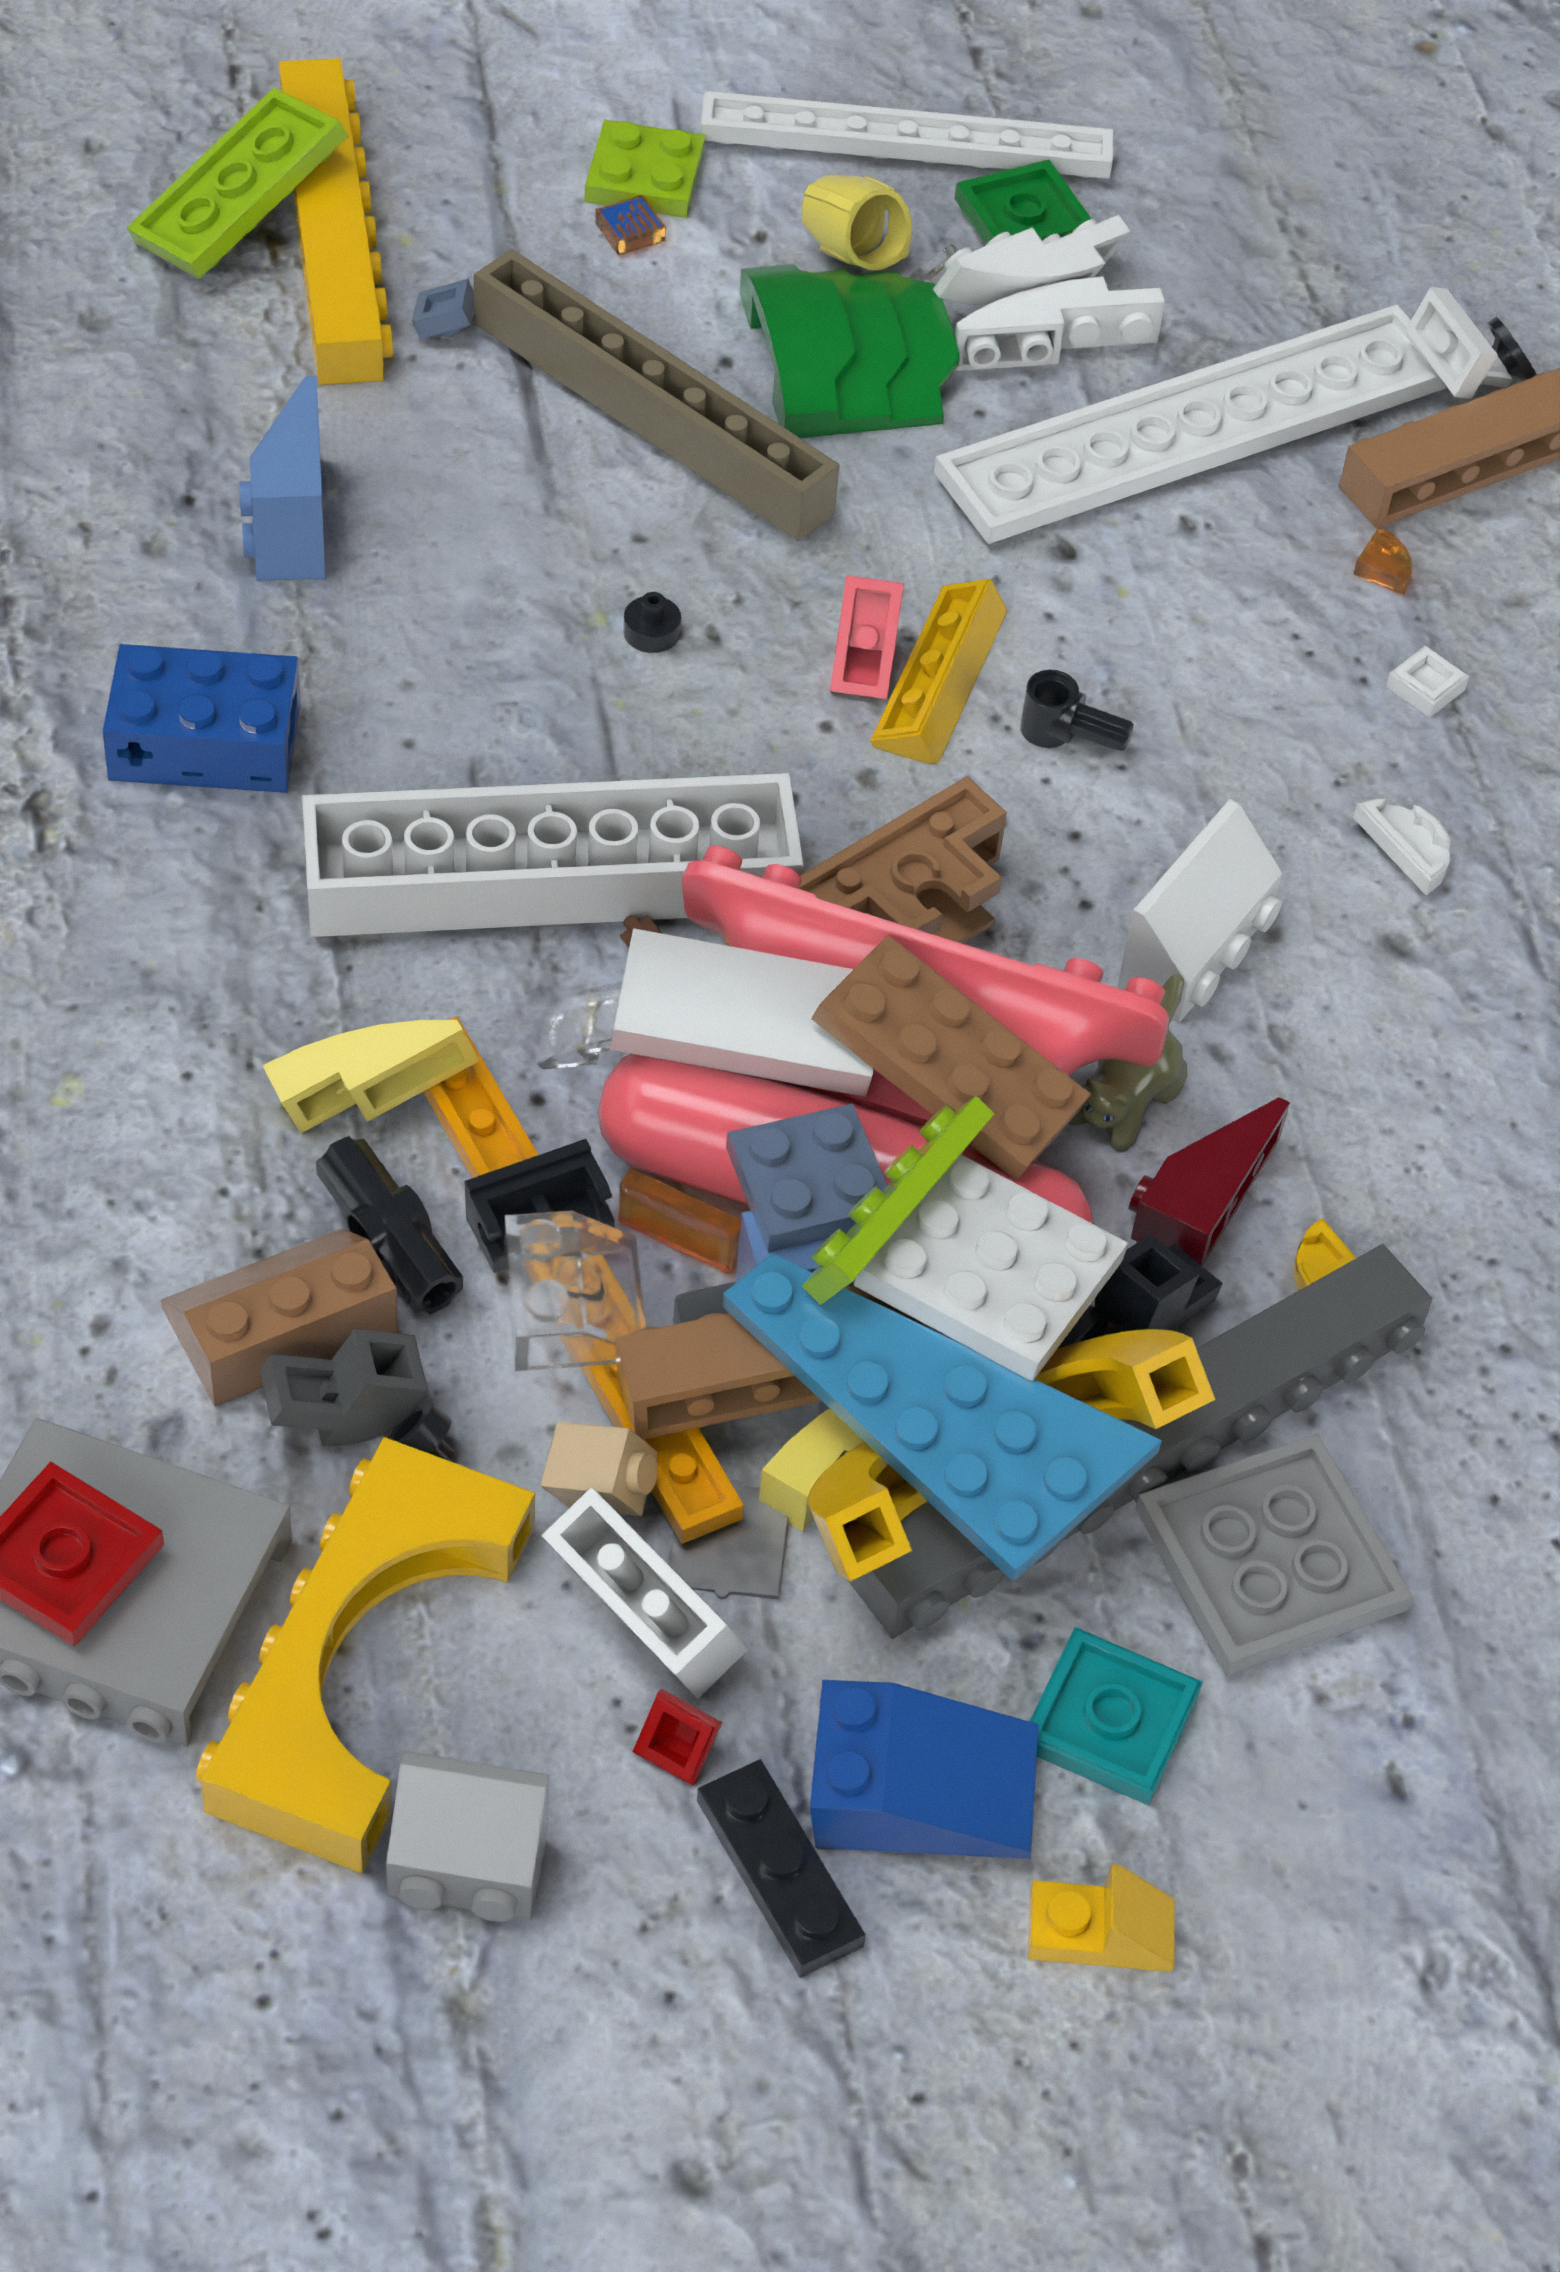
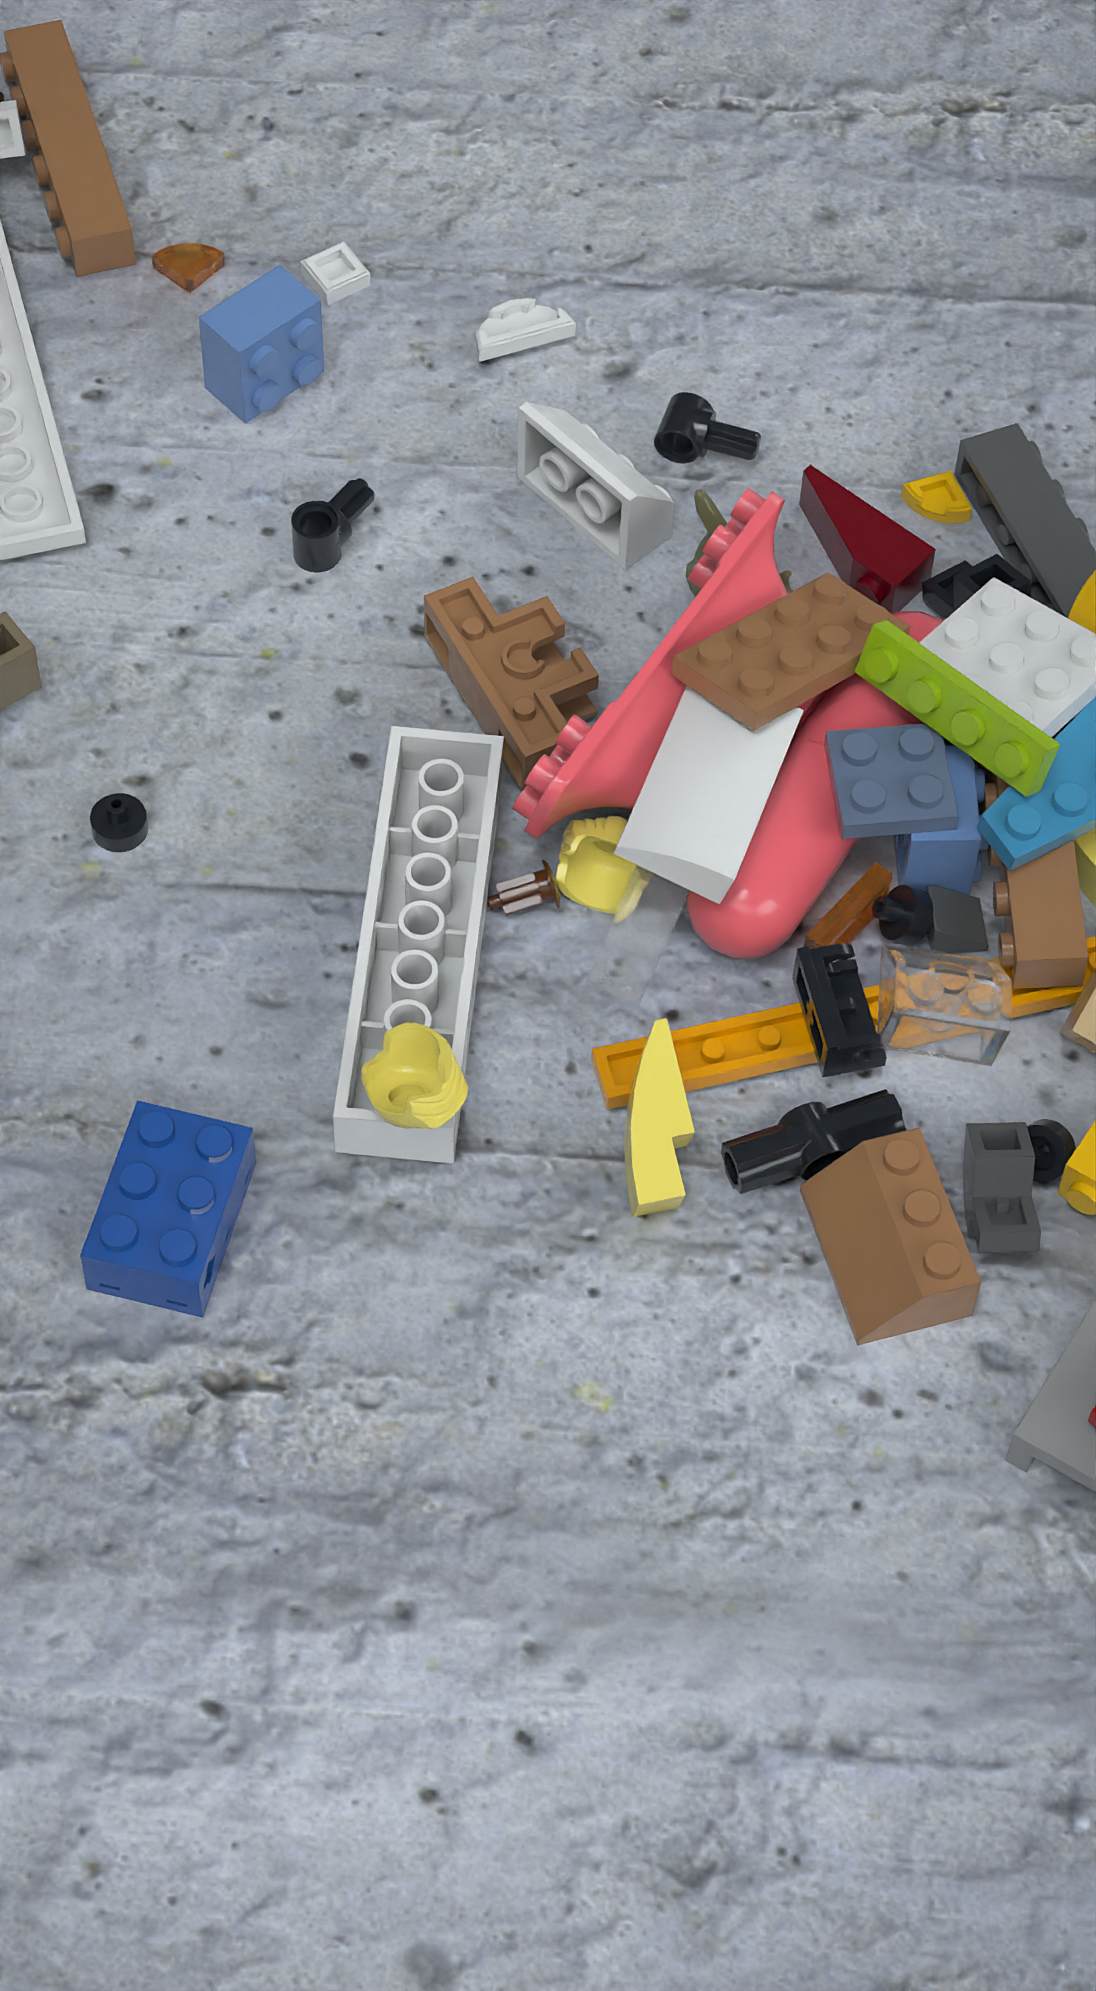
camera: 75 degrees left, 5 degrees up
(334, 831) = (415, 1078): none -> light yellow hair
(698, 1268) = (904, 914): none -> black tile
(867, 637) = (201, 651): coral slope -> none
(941, 671) = (233, 614): yellow slope -> none
(1271, 611) = (262, 344): none -> medium blue brick
(1321, 1012) = (692, 429): none -> black axle

